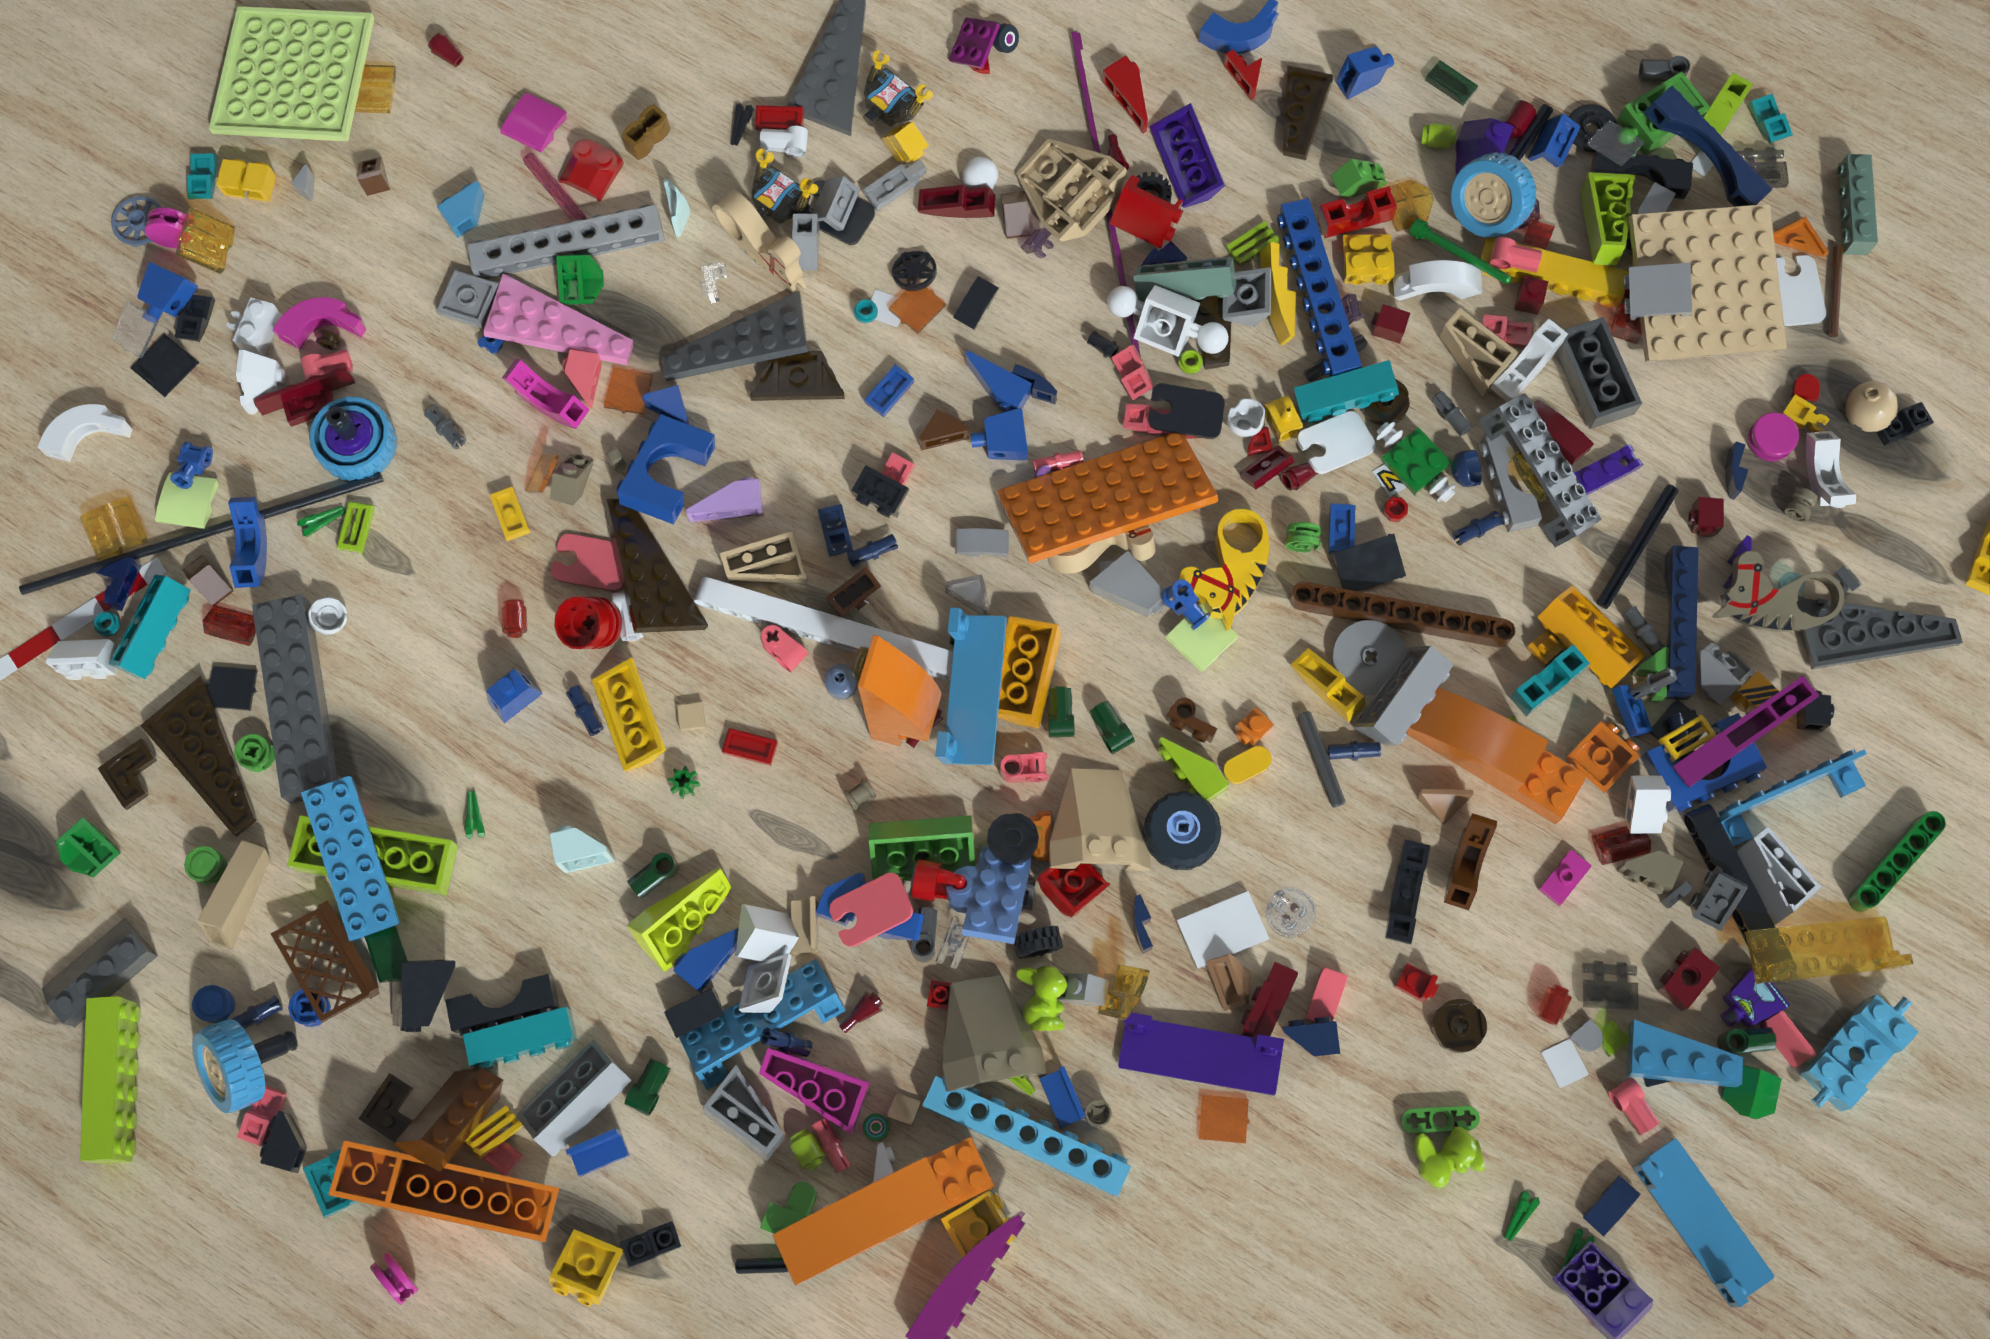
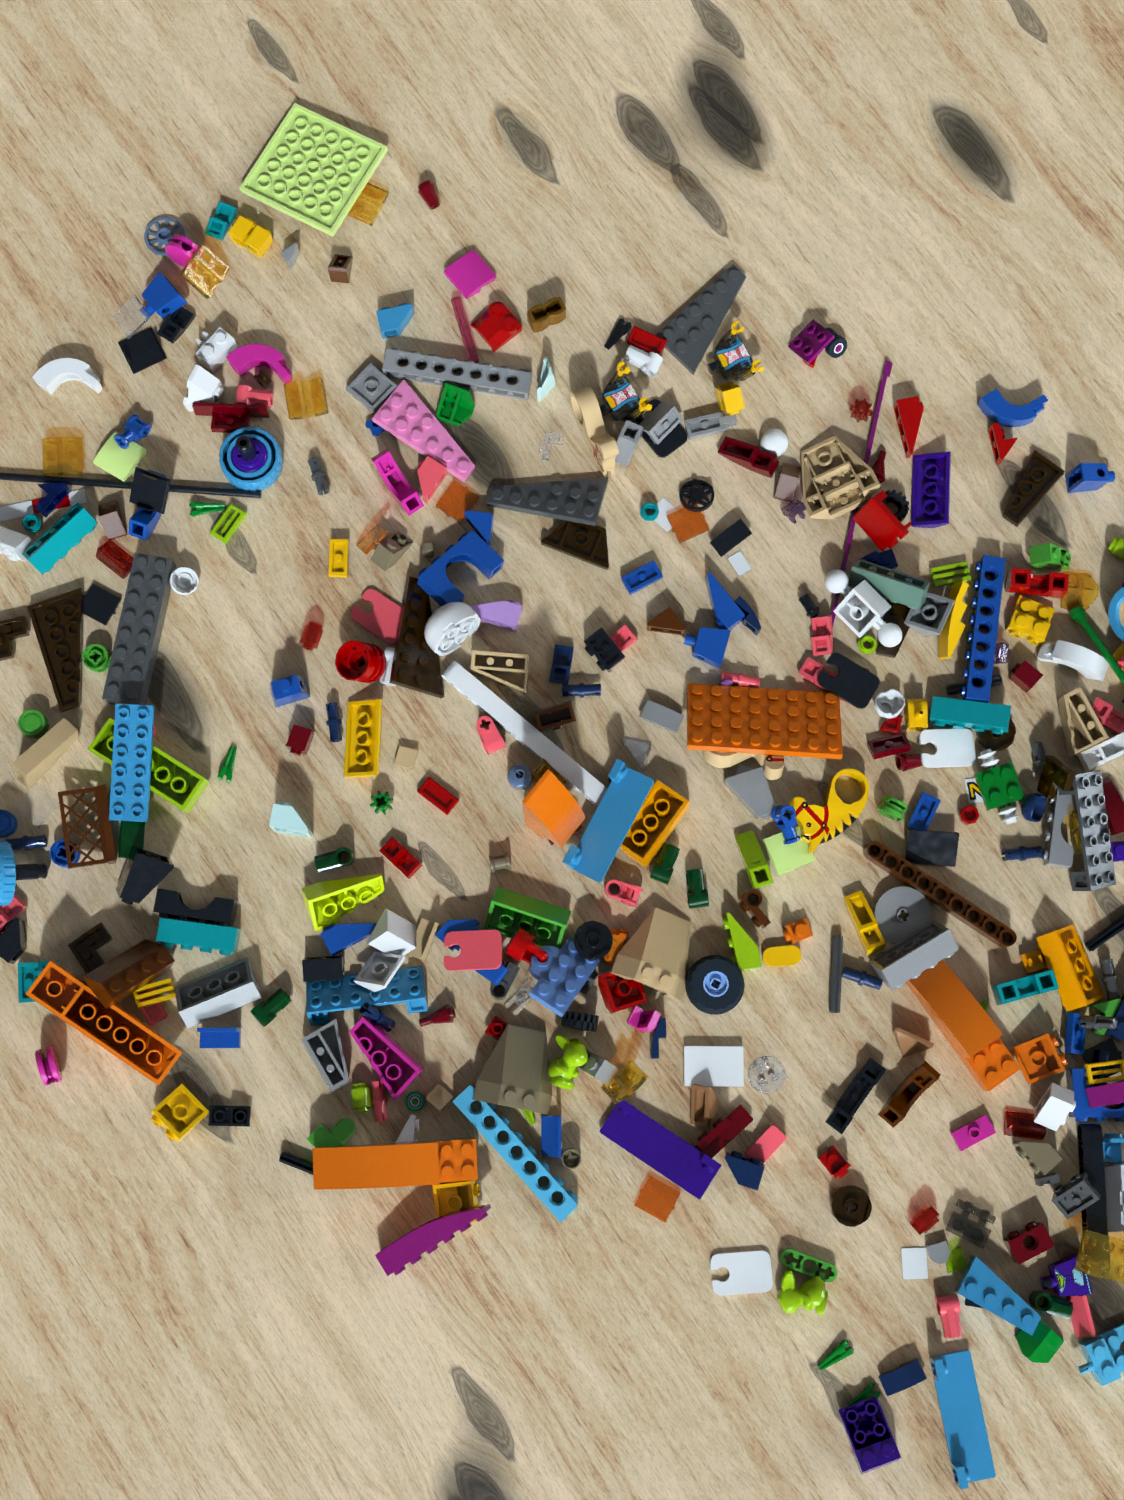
camera: 20 degrees right, 5 degrees up
(241, 523) = (149, 490): none -> black piece
(251, 963) = (38, 805): none -> clear piece
(392, 343) = (306, 398): none -> clear yellow slope
(551, 748) = (299, 740): none -> dark red brick
(682, 537) = (450, 627): none -> white cylinder
(734, 839) = (400, 857): none -> red slope
(999, 329) = (739, 563): none -> white sticker
(1069, 104) = (856, 410): none -> clear red gear
(1115, 909) = (643, 1020): none -> dark pink bracket
(1166, 665) = (753, 860): none -> lime slope
(1370, 1159) = (747, 1272): none -> white piece
(1473, 419) = (1054, 775): none -> dark brown plate

